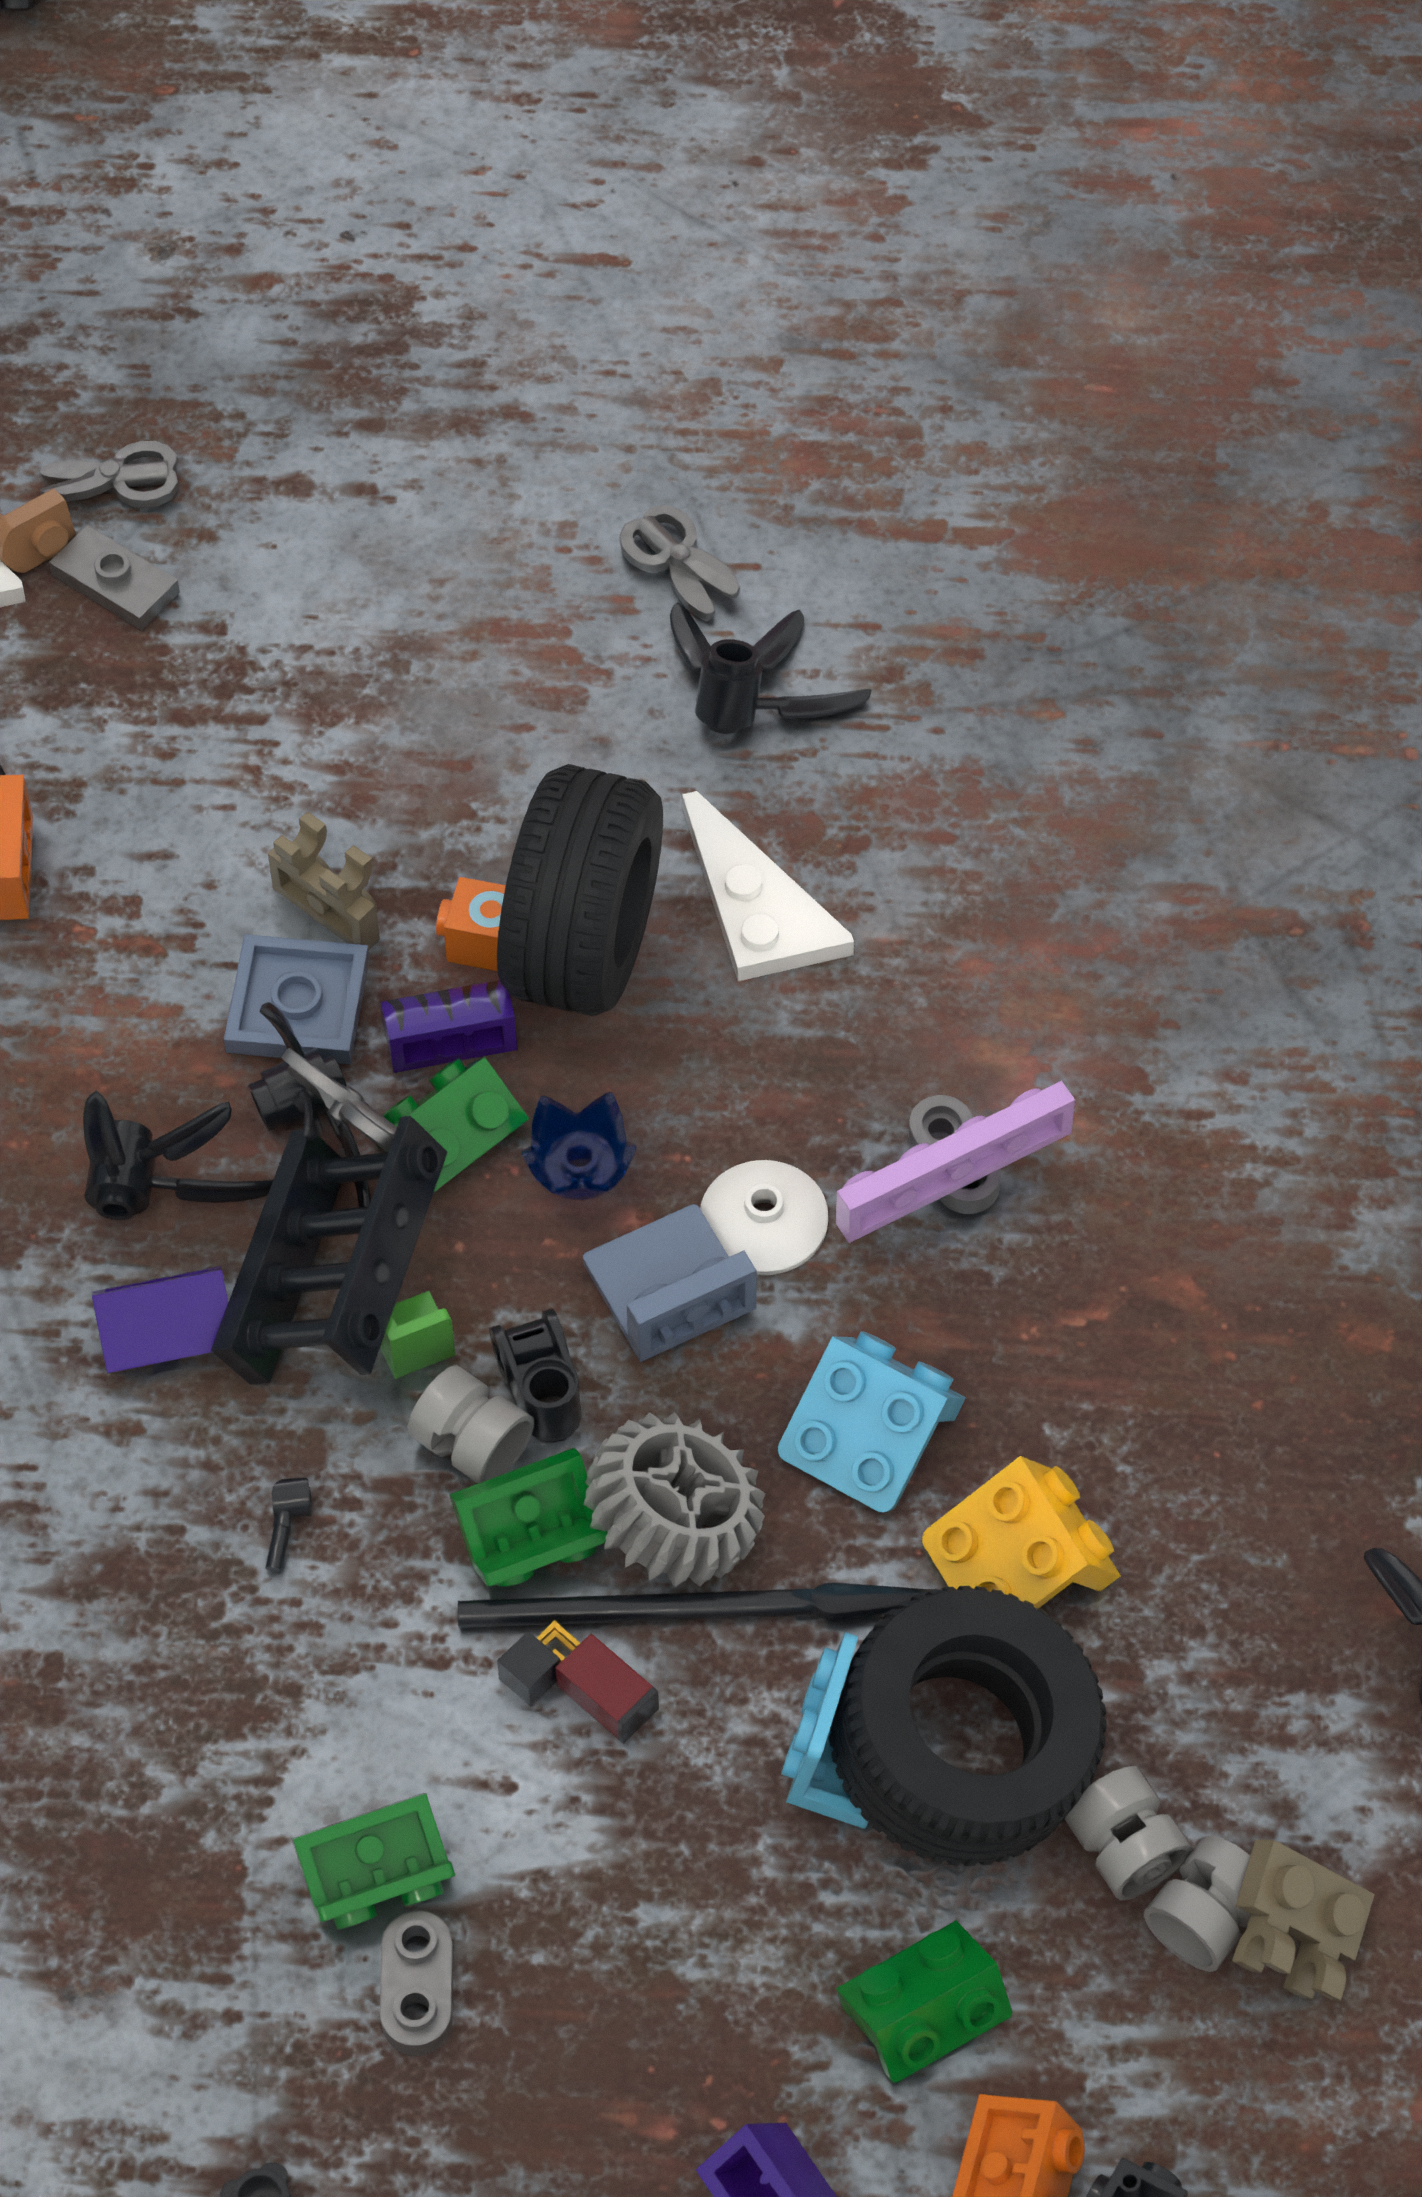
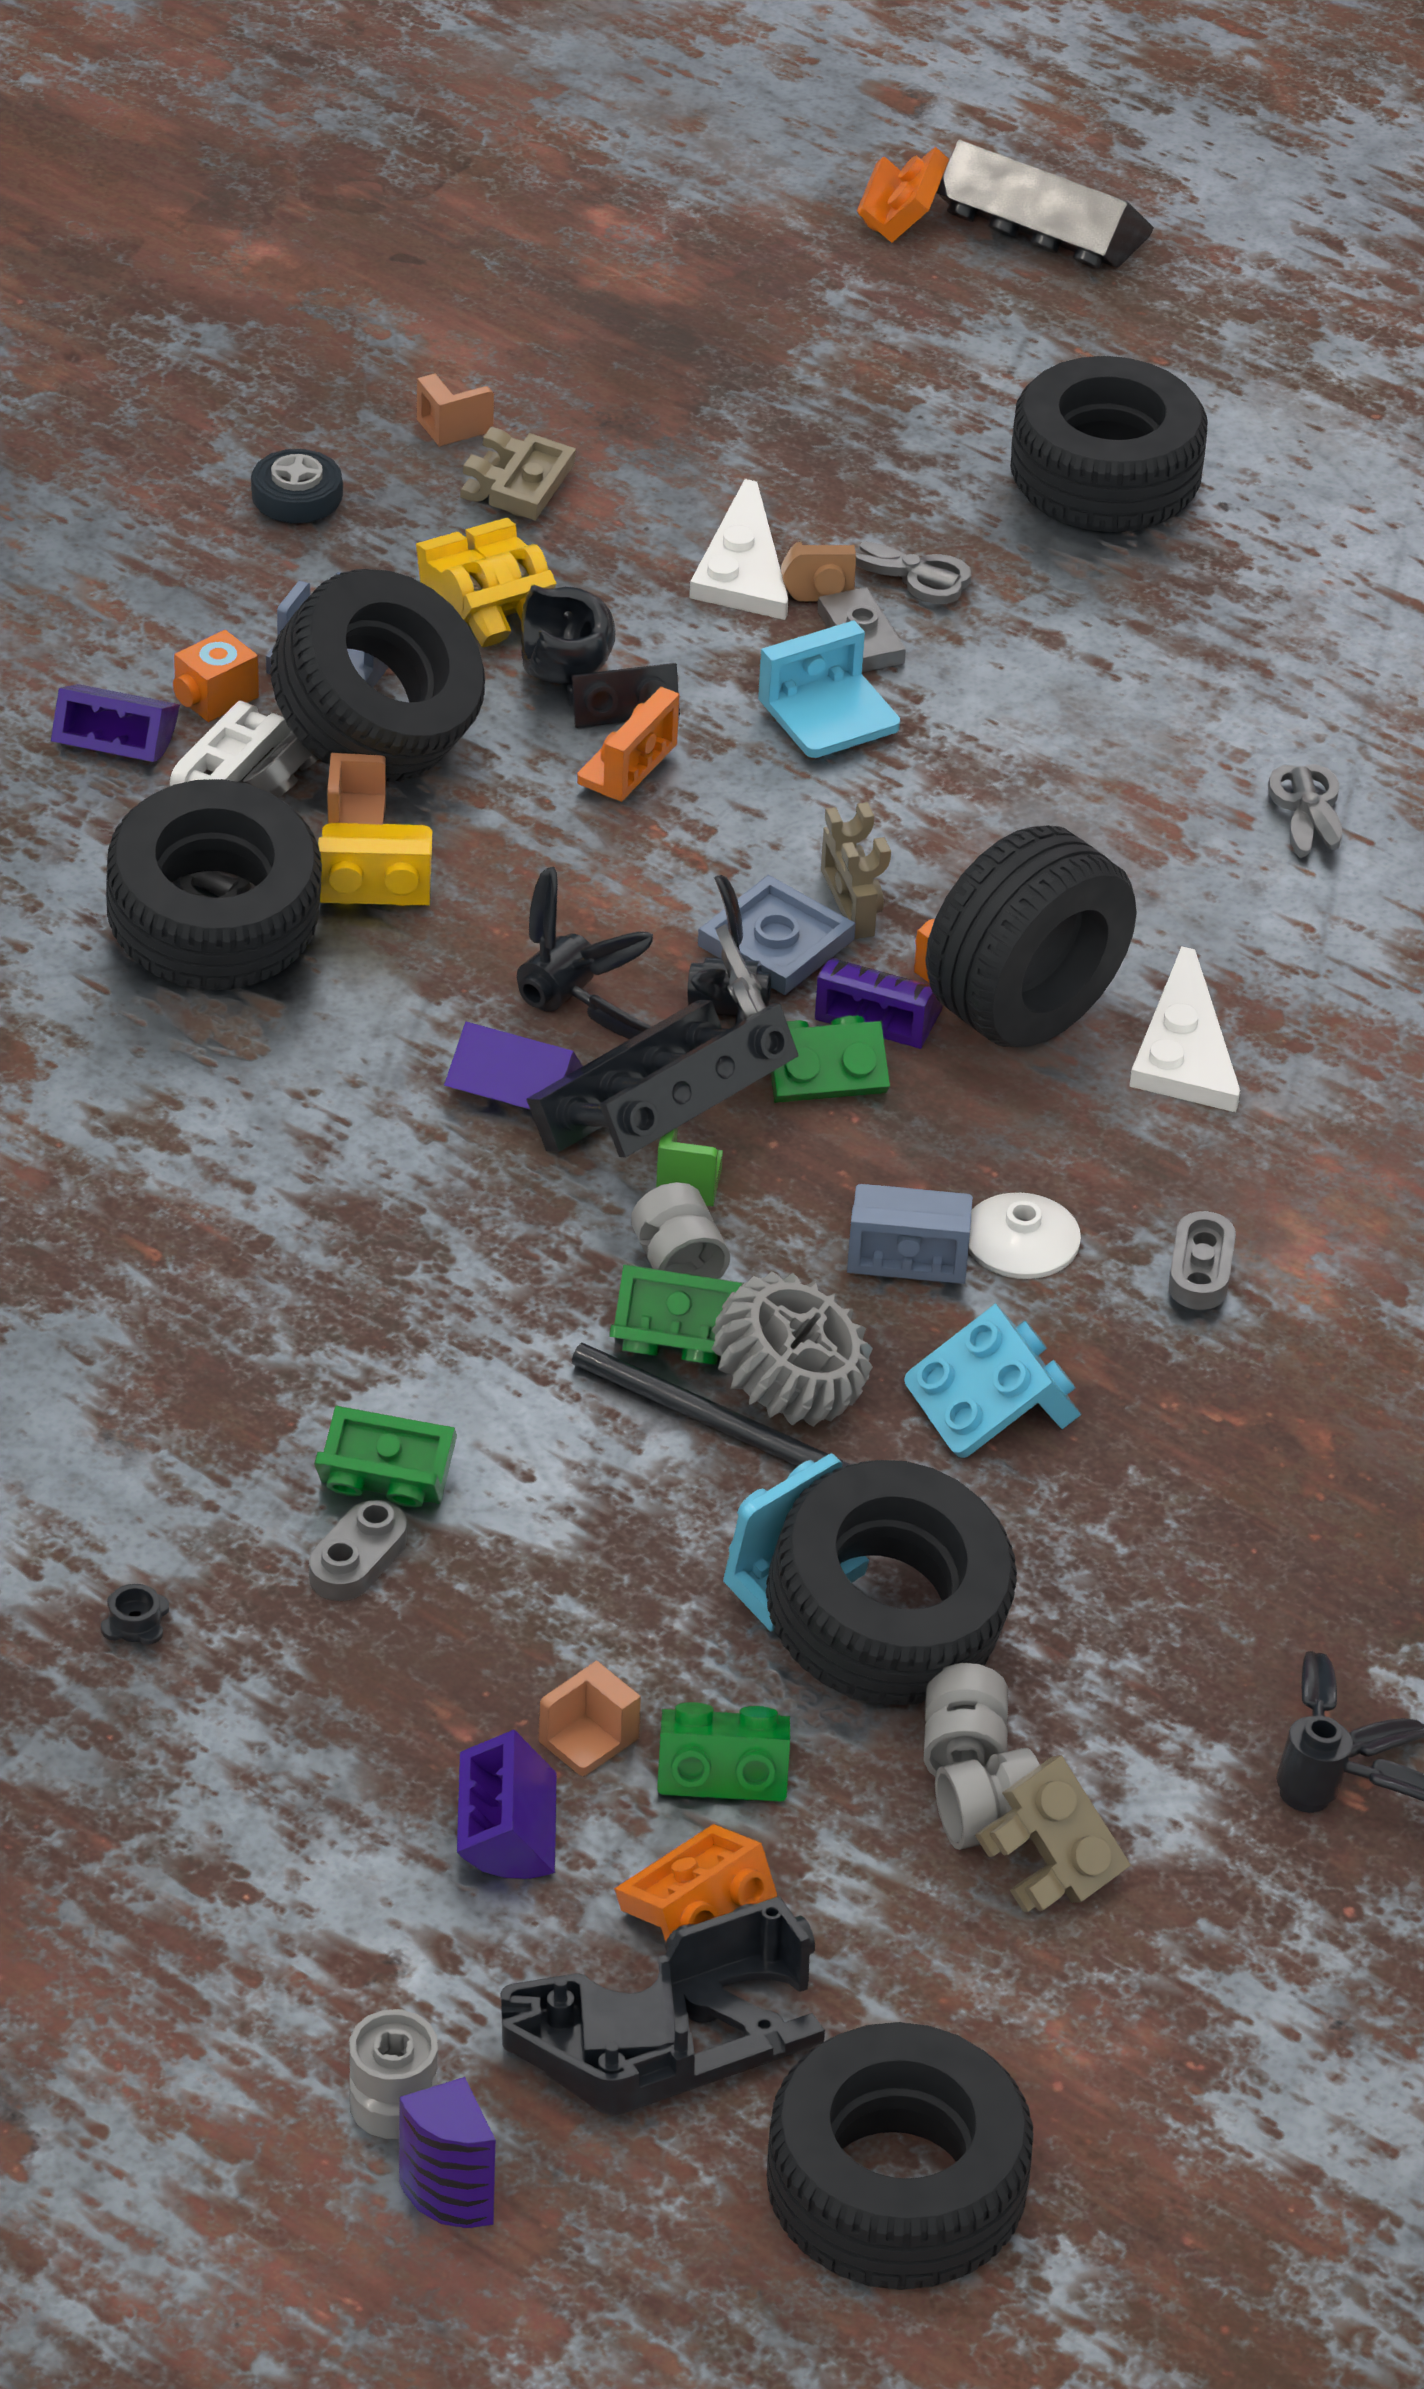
camera: 30 degrees right, 15 degrees down
(144, 683) = (820, 692): none -> medium azure bracket
(199, 175) = (1108, 443): none -> black tyre
(289, 1499) = (509, 1223): black hand -> none
(538, 1365) = (762, 1234): black piece -> none
(588, 1675) = (640, 1431): piece -> none
(591, 1135) = (902, 1117): clear blue piece -> none
(733, 675) = (1275, 887): black plant -> none
(783, 2048) = (589, 1718): none -> nougat panel
(953, 1162) = (1188, 1248): lavender plate -> none
(1021, 1537) = (1054, 1505): yellow bracket -> none

